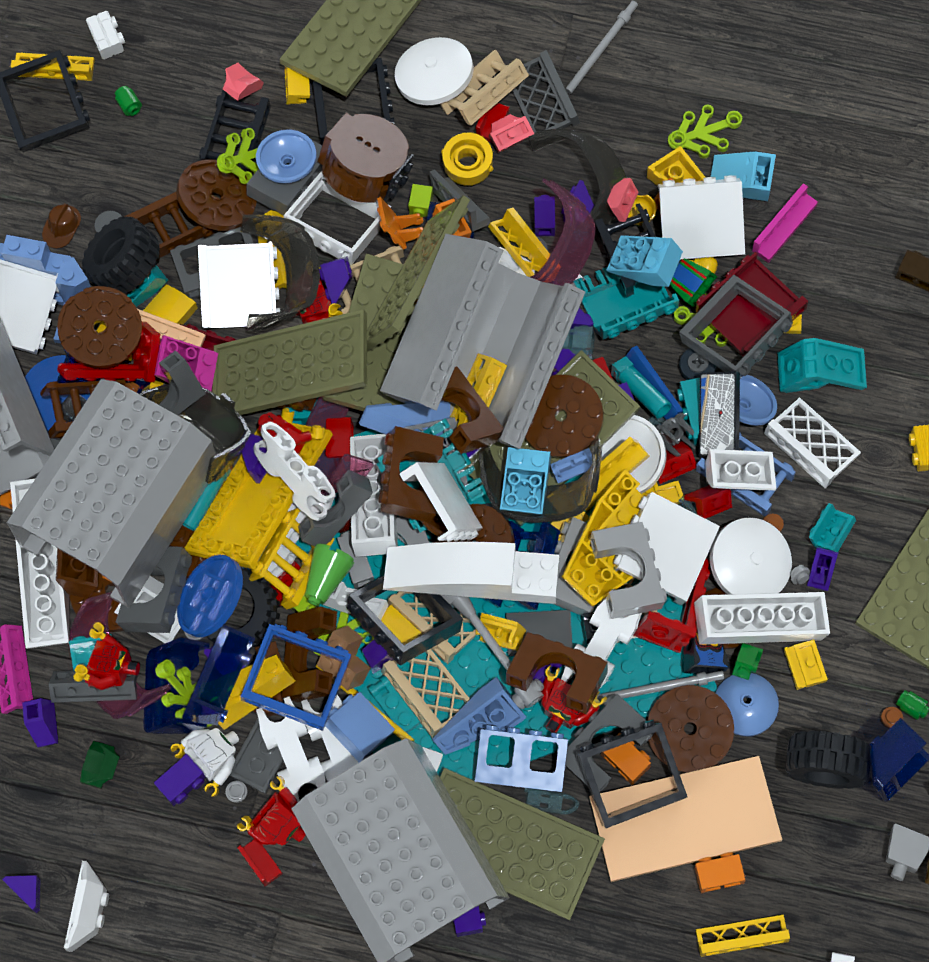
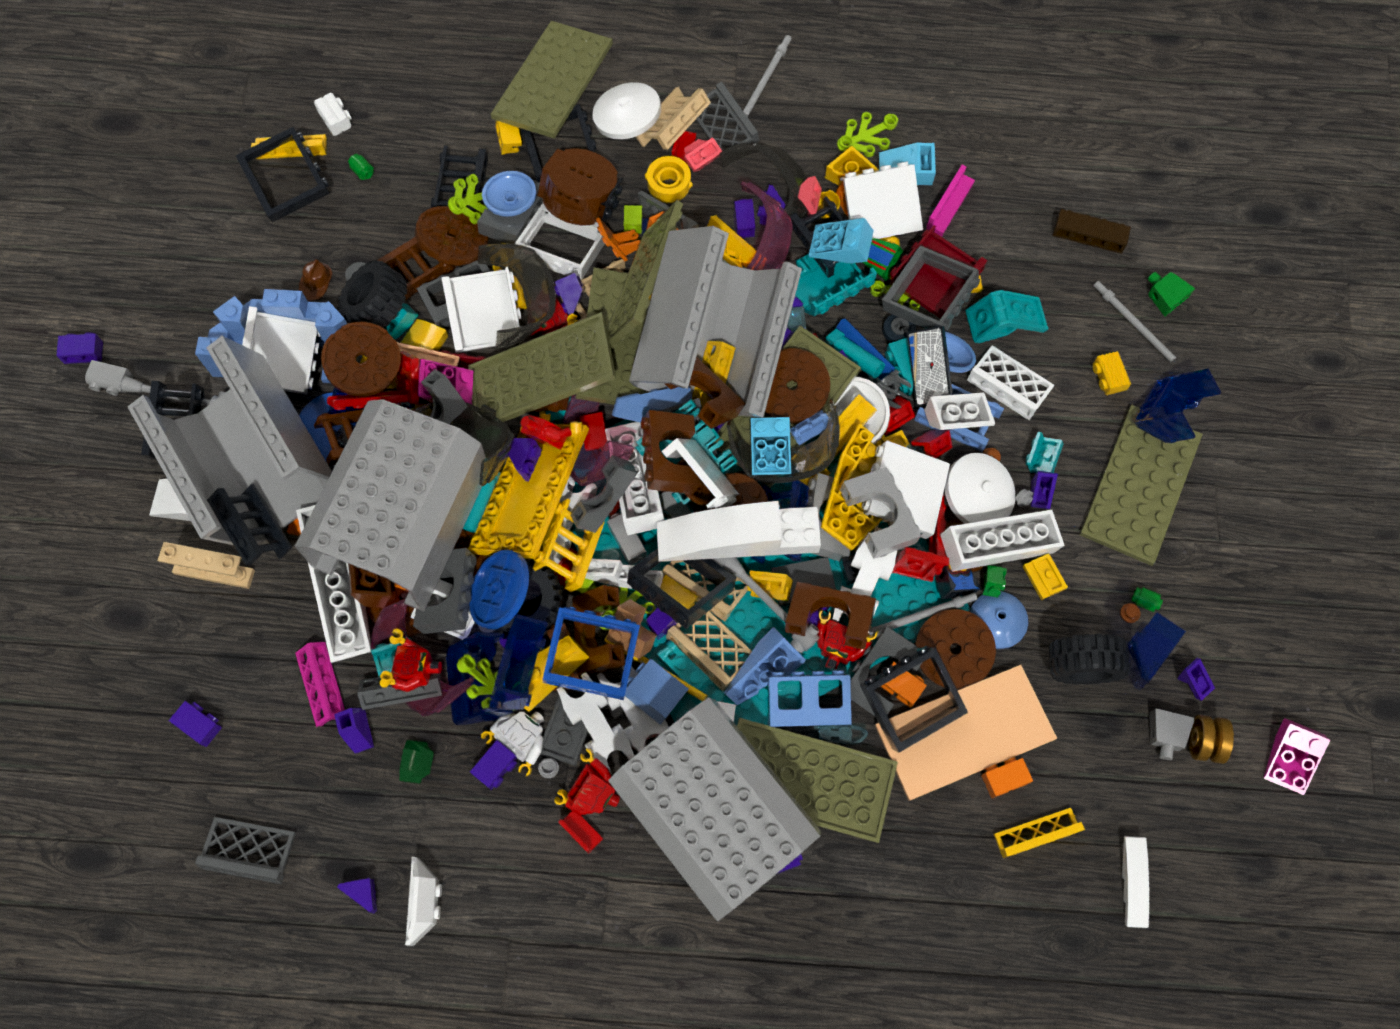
camera: 15 degrees left, 0 degrees up
(240, 82) = (459, 139): coral slope -> none
(301, 479) = (569, 470): white piece -> none
(326, 573) = (603, 553): bright green cone -> none

